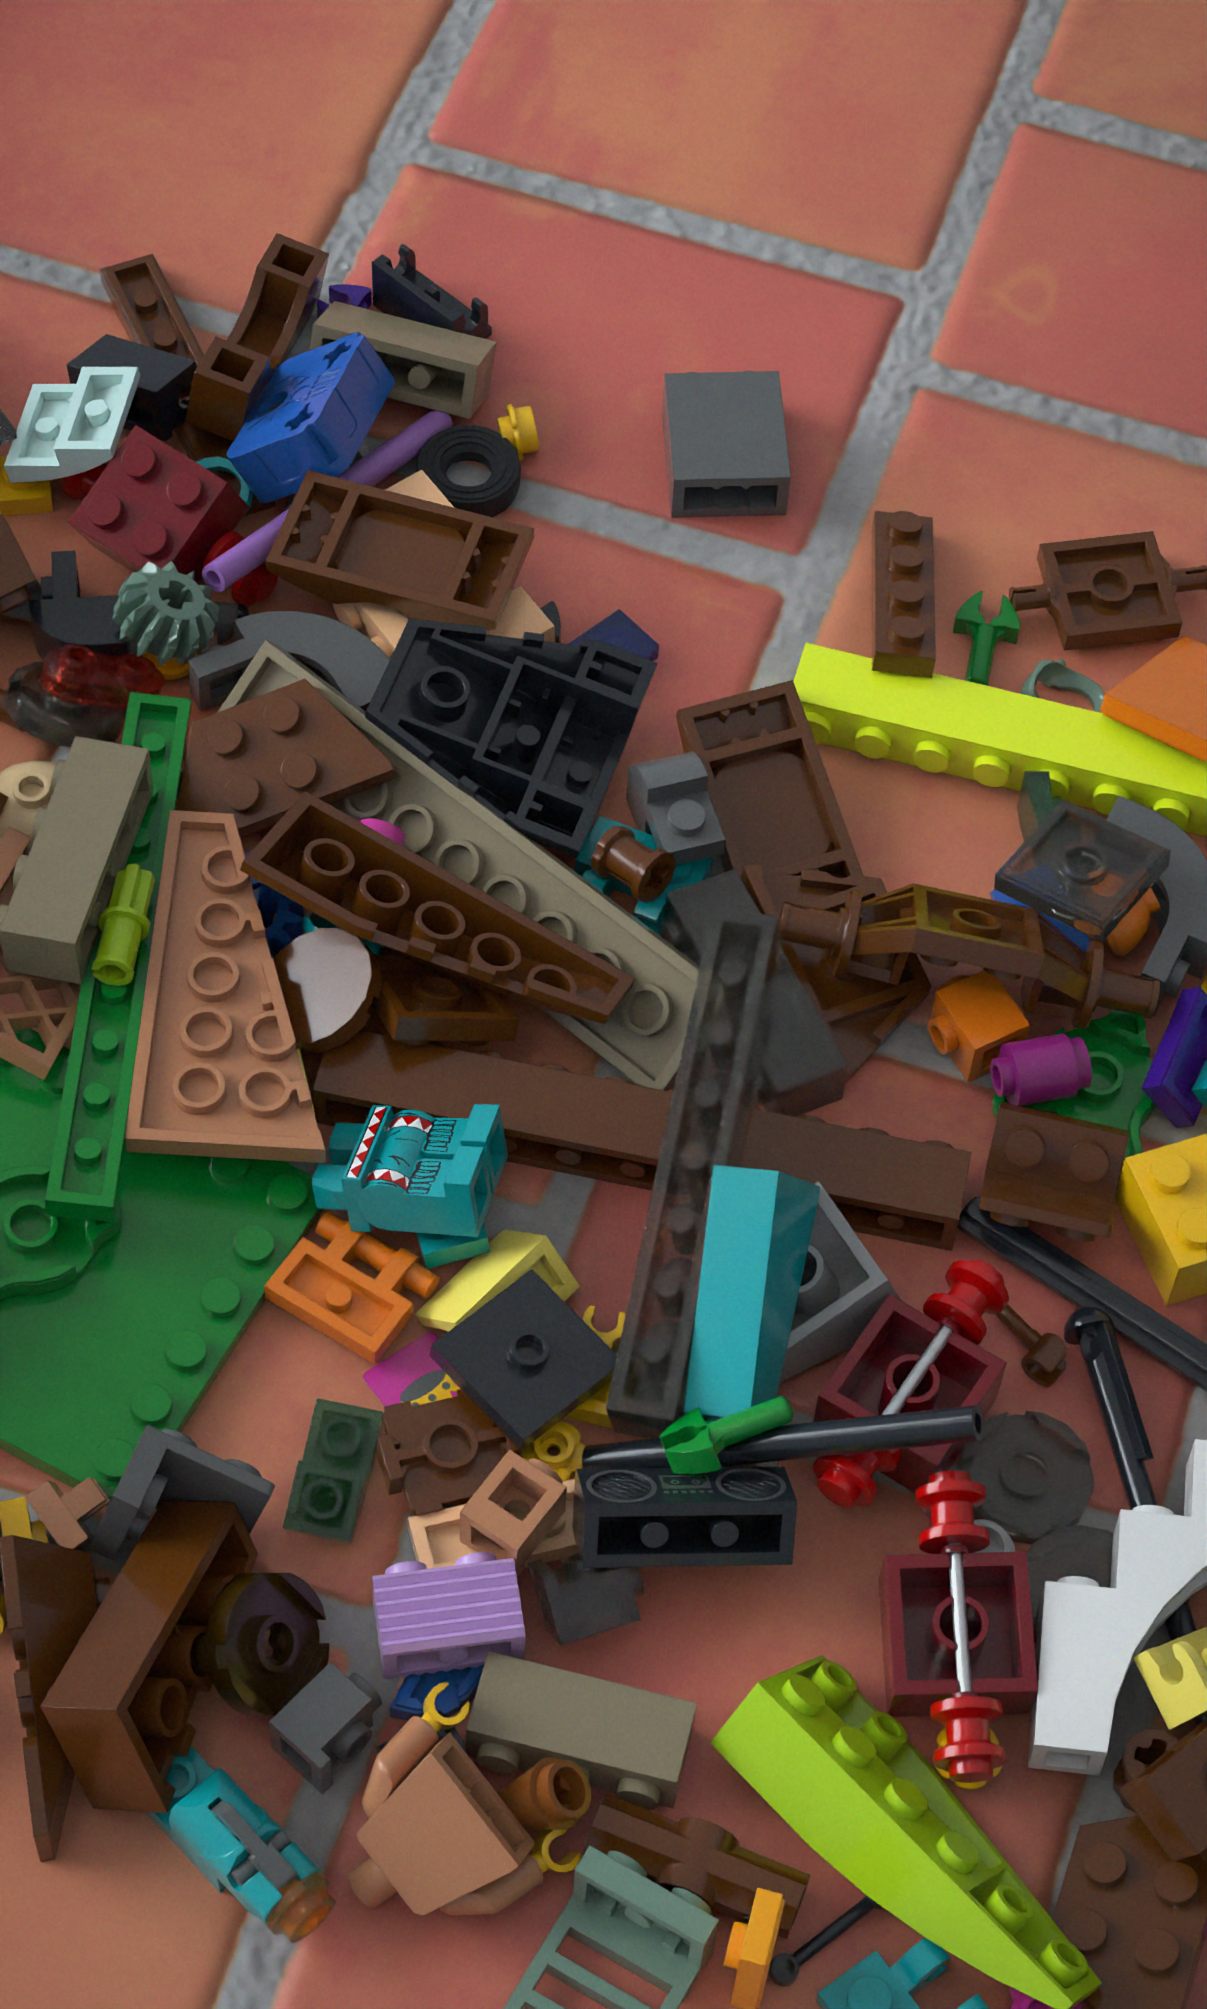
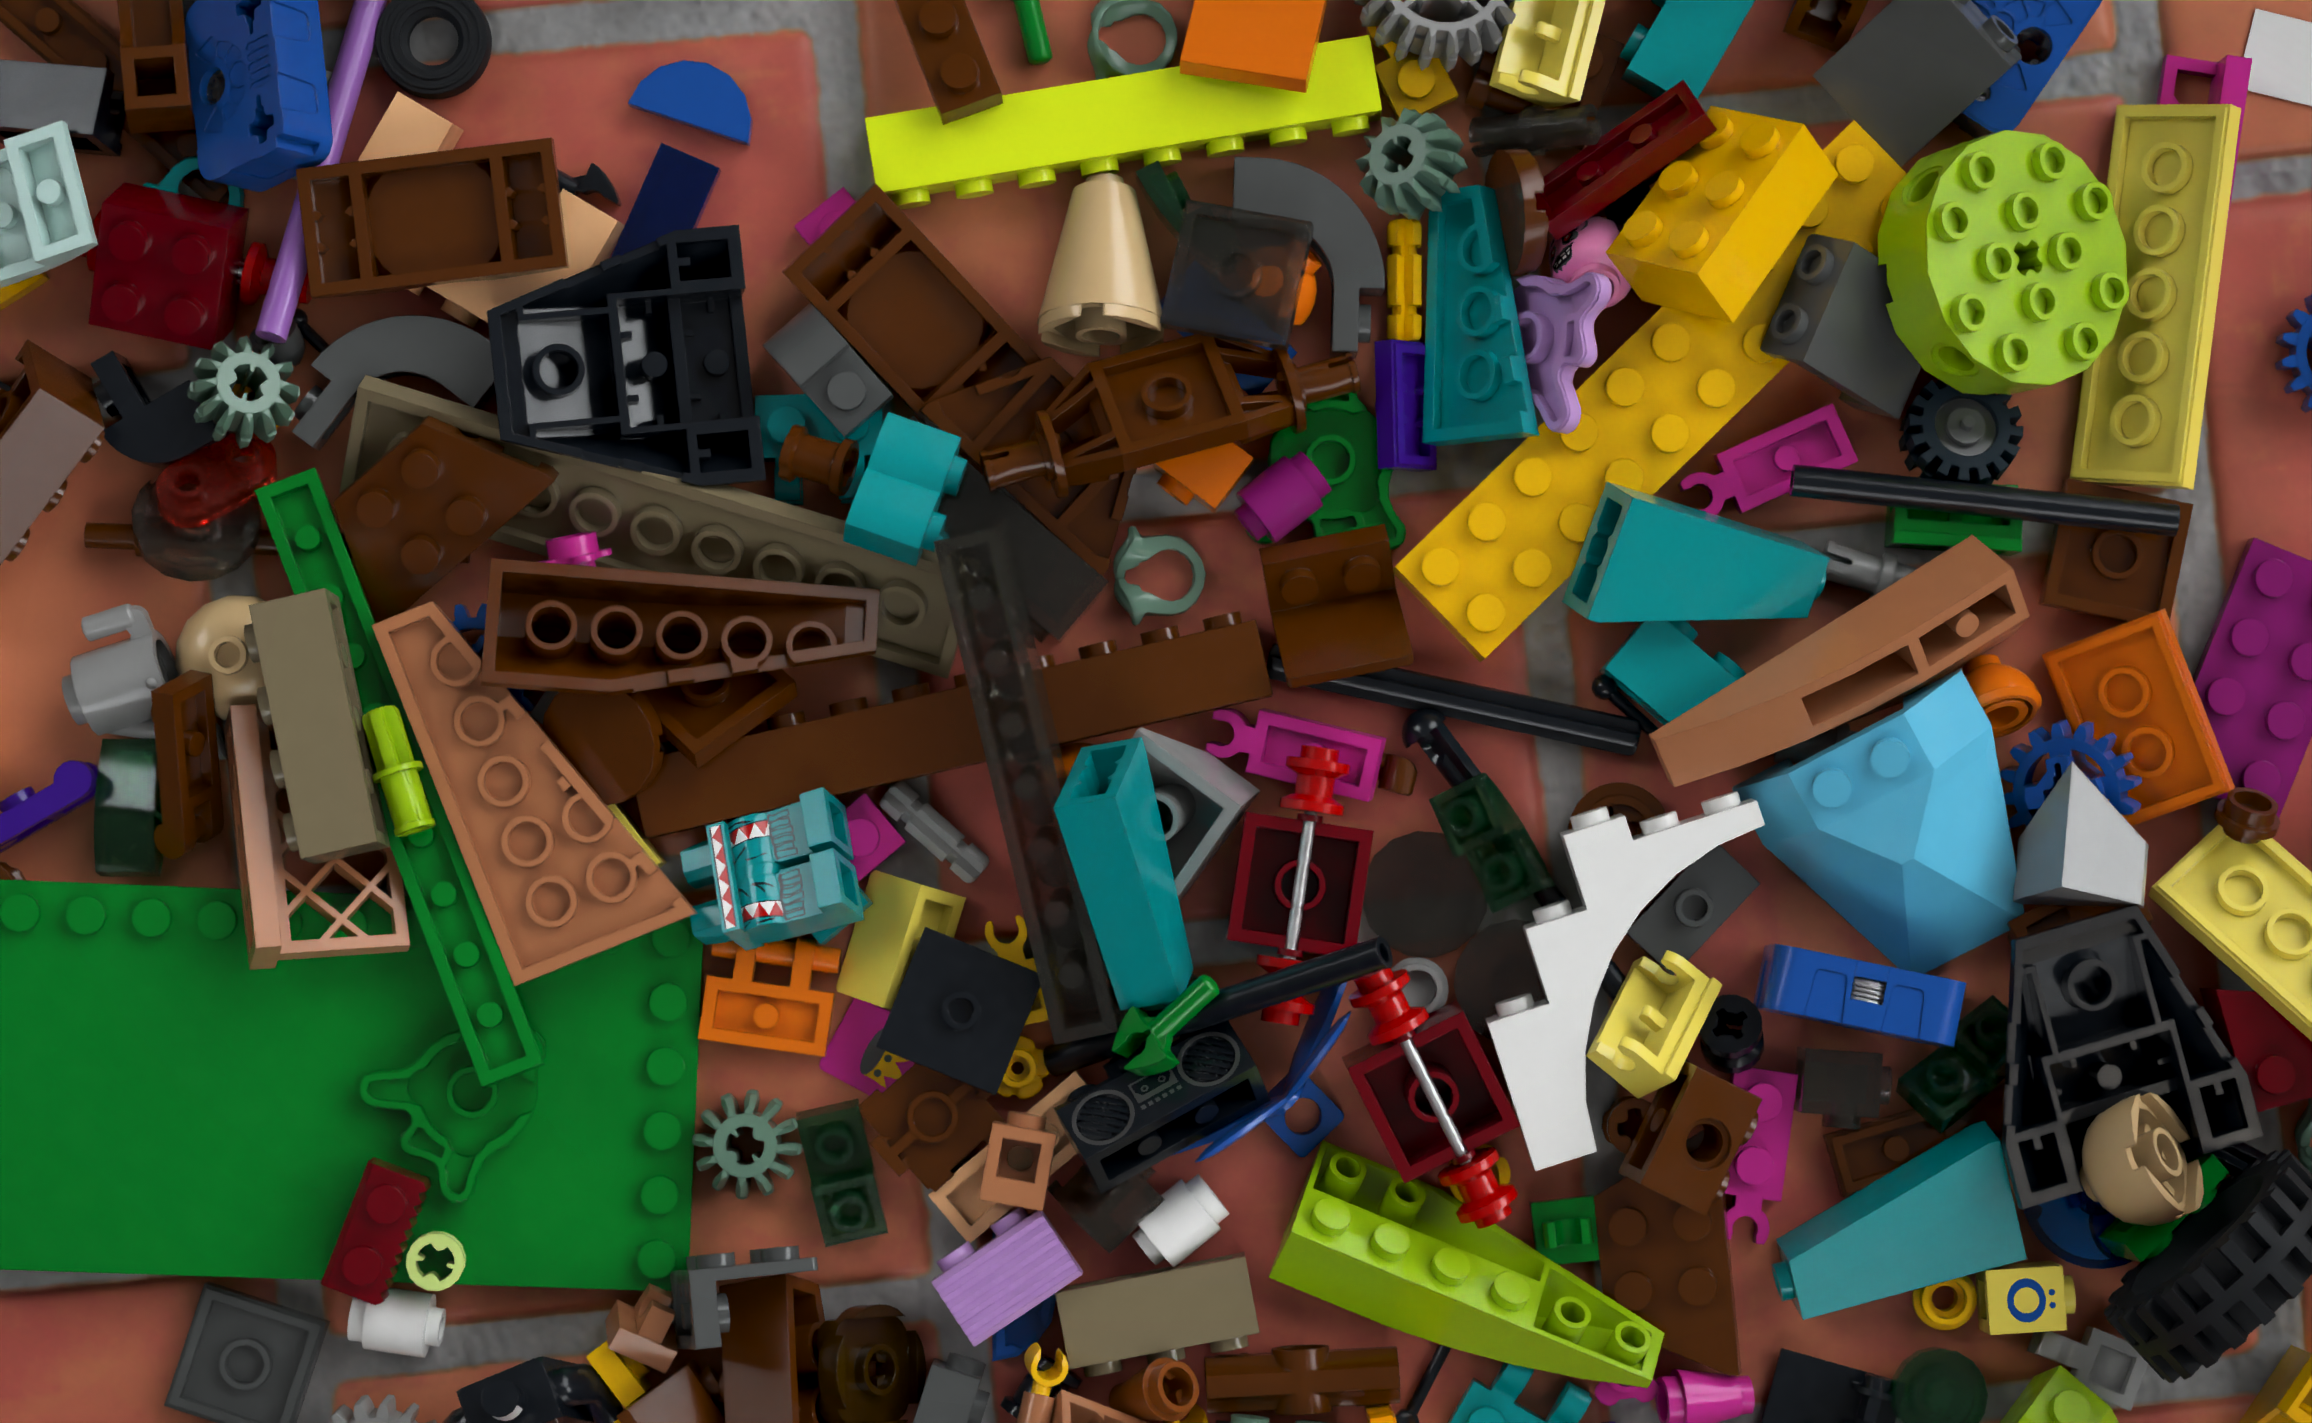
camera: 20 degrees left, 30 degrees up
(261, 1420) = (764, 1130): none -> sand green gear
(517, 1200) = (871, 836): none -> dark pink plate
(579, 1220) = (934, 832): none -> light grey axle
(646, 1653) = (1181, 1222): none -> white brick
(664, 595) = (696, 97): none -> blue tile
(678, 895) = (903, 490): none -> teal brick
(787, 1579) = (1312, 1048): none -> blue piece
(867, 1114) = (1140, 549): none -> sand green piece
(925, 1274) = (1282, 735): none -> dark pink plate
(953, 837) = (1101, 274): none -> tan cone
(1038, 1849) = (1565, 1229): none -> green tile
(1117, 1441) = (1489, 832): none -> clear green slope

